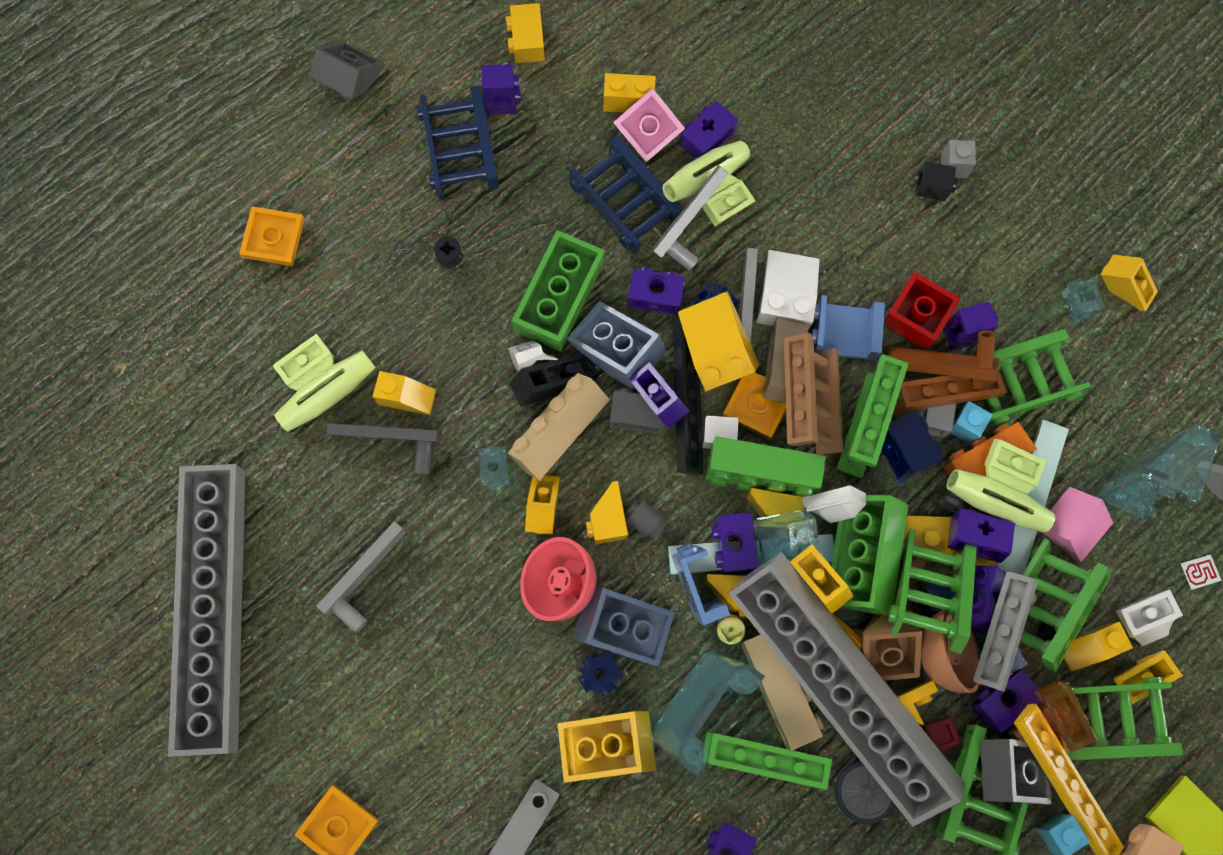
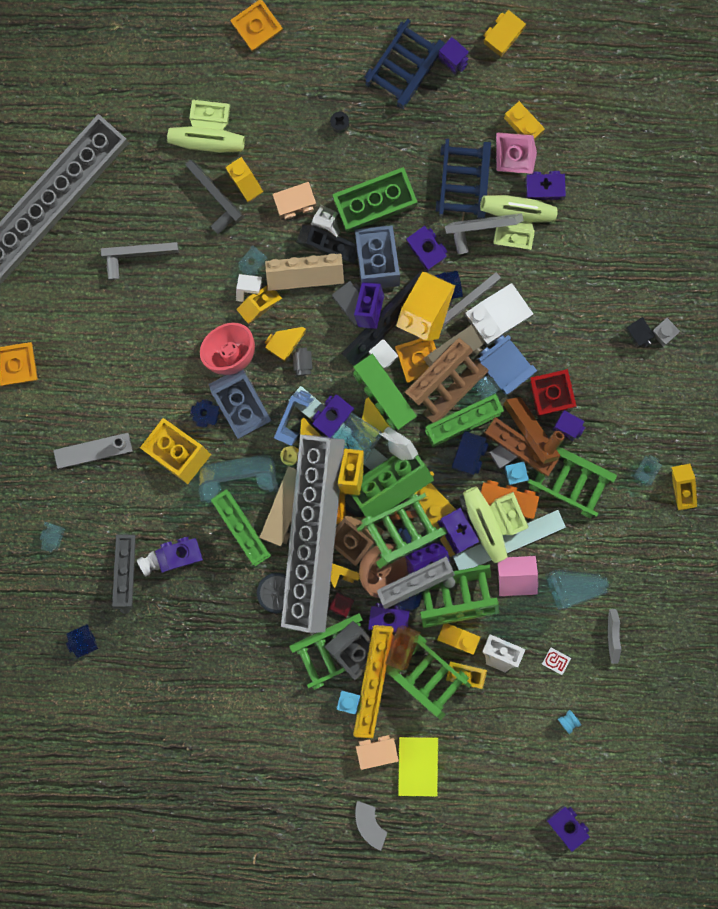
camera: 55 degrees right, 10 degrees up
(477, 366) = (294, 201): none -> light nougat brick
(513, 493) = (247, 284): none -> white panel
(854, 367) = (486, 387): none -> clear light blue brick

